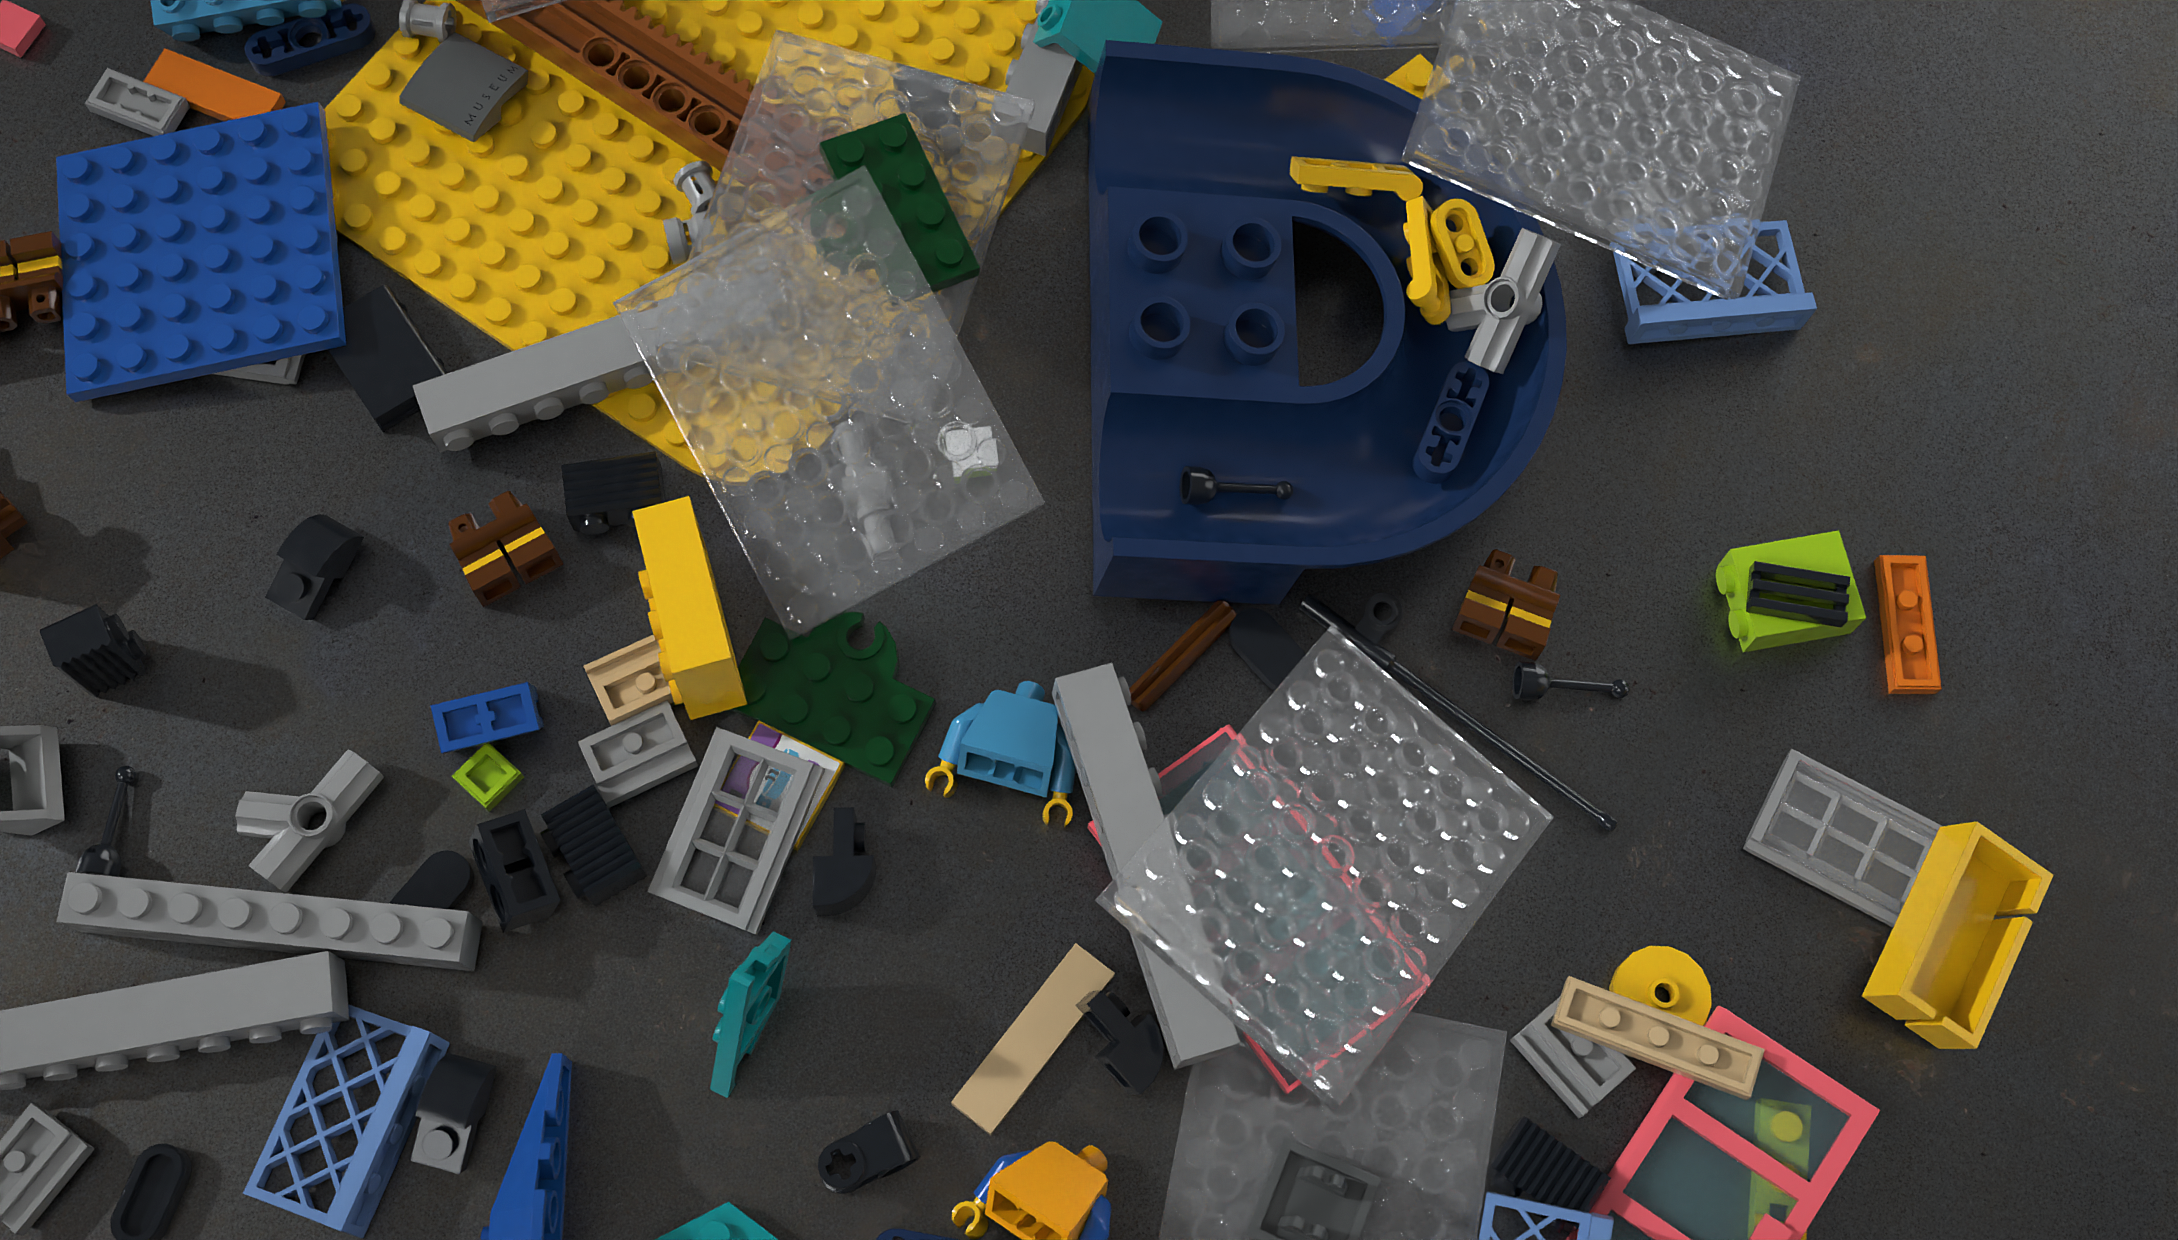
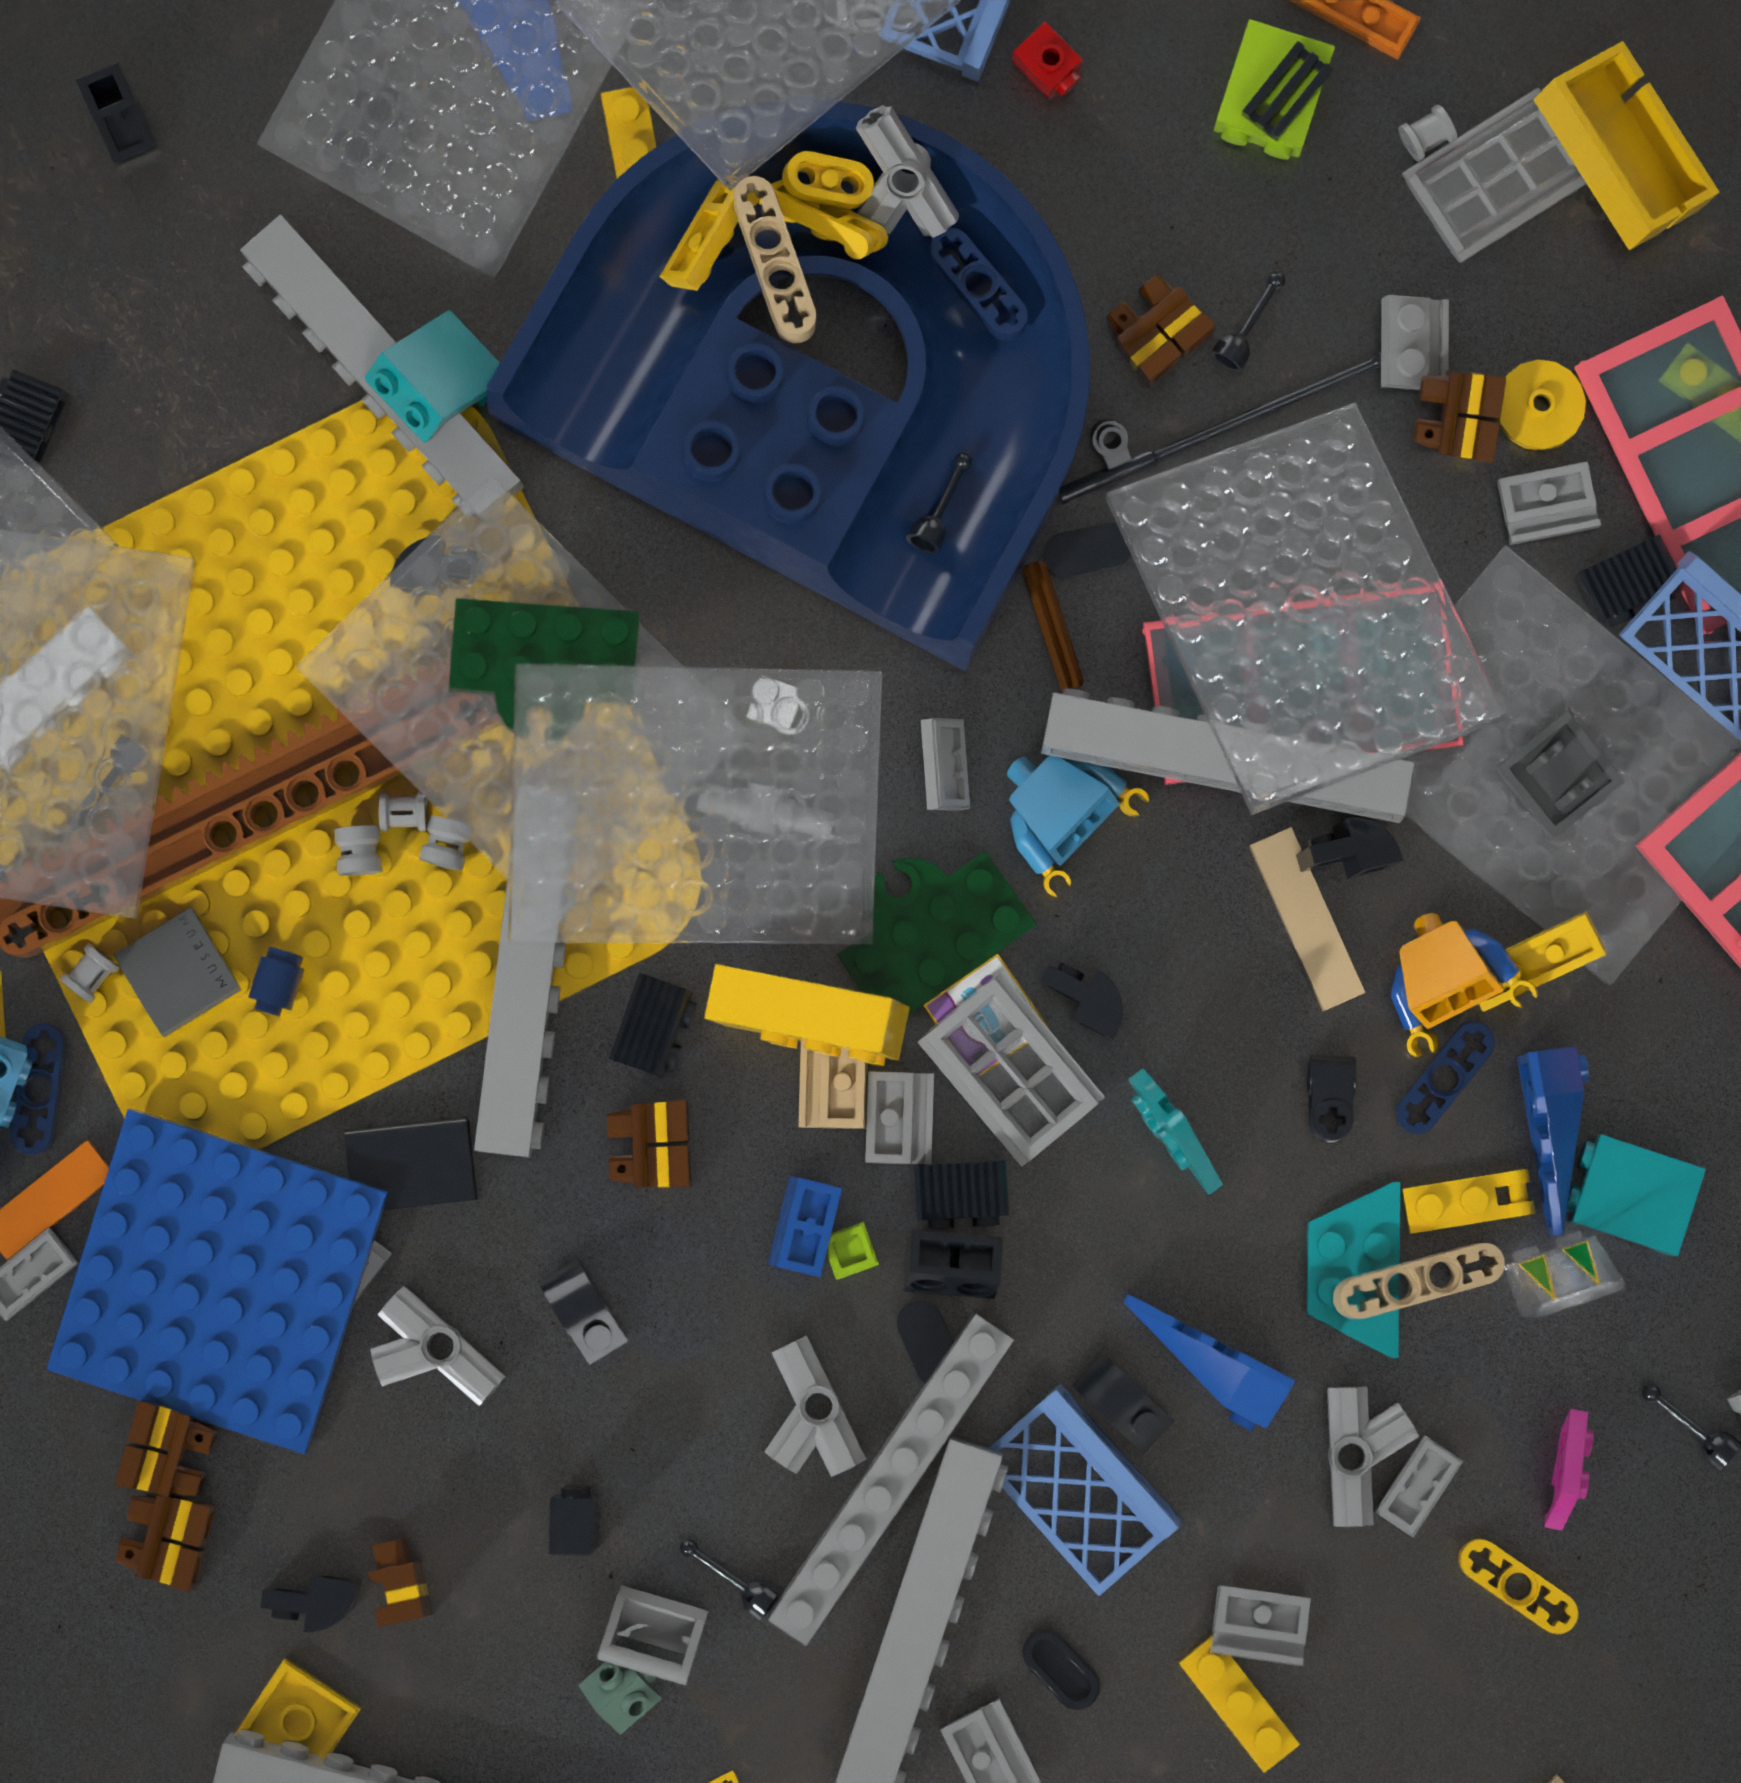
camera: 50 degrees left, 15 degrees up
(209, 442) = (413, 1354): none -> light grey piece
(493, 163) = (276, 981): none -> dark blue brick
(650, 170) = (358, 850): none -> light grey wheel
(997, 623) = (945, 764): none -> light grey plate
(1363, 221) = (771, 260): none -> tan beam
(1625, 910) = (1459, 434): none -> reddish brown hips
(1643, 843) = (1413, 340): none -> light grey plate
(1658, 1038) = (1575, 431): tan tile -> none
(1684, 387) = (1048, 62): none -> red brick
(1843, 750) = (1428, 132): none -> light grey bush

